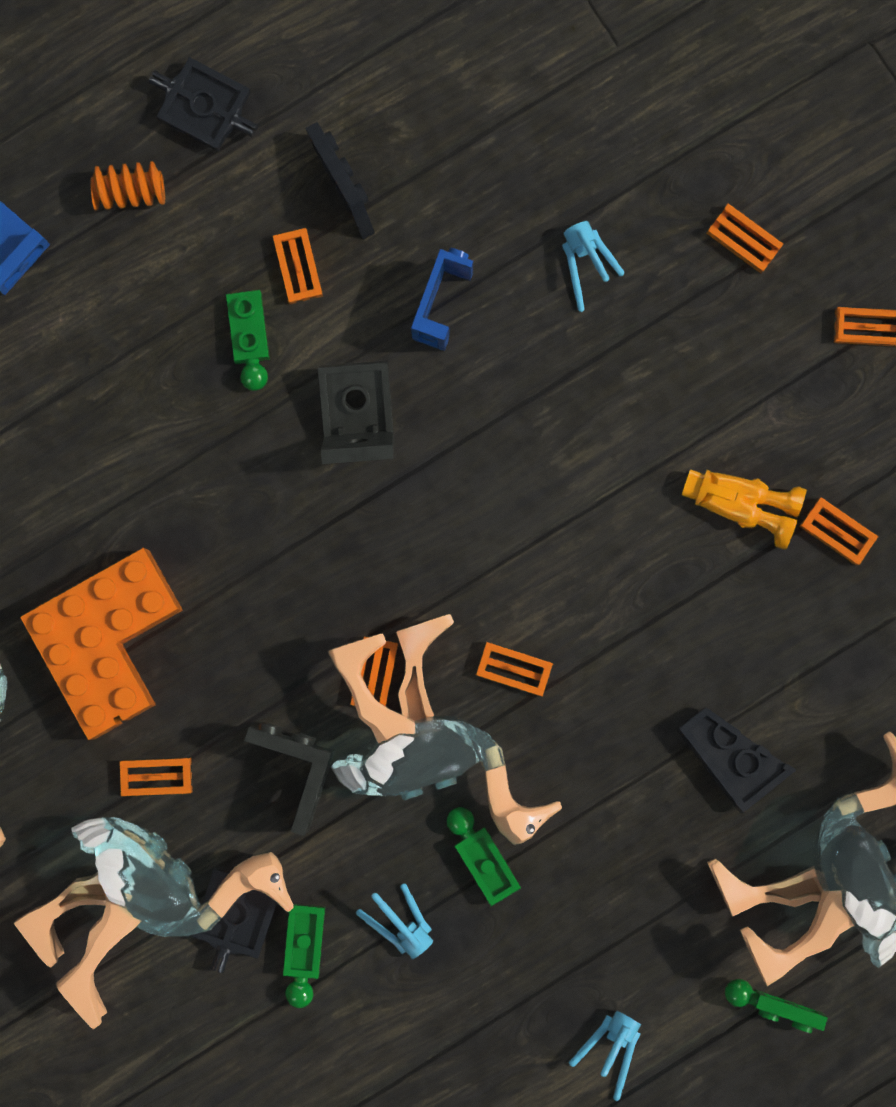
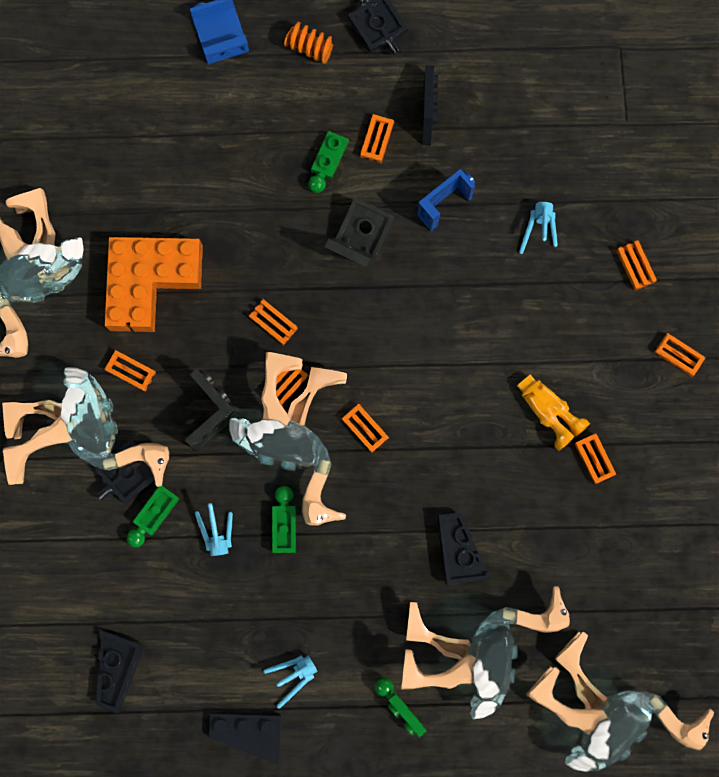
camera: 30 degrees right, 5 degrees down
(278, 593) = (258, 310): none -> orange tile

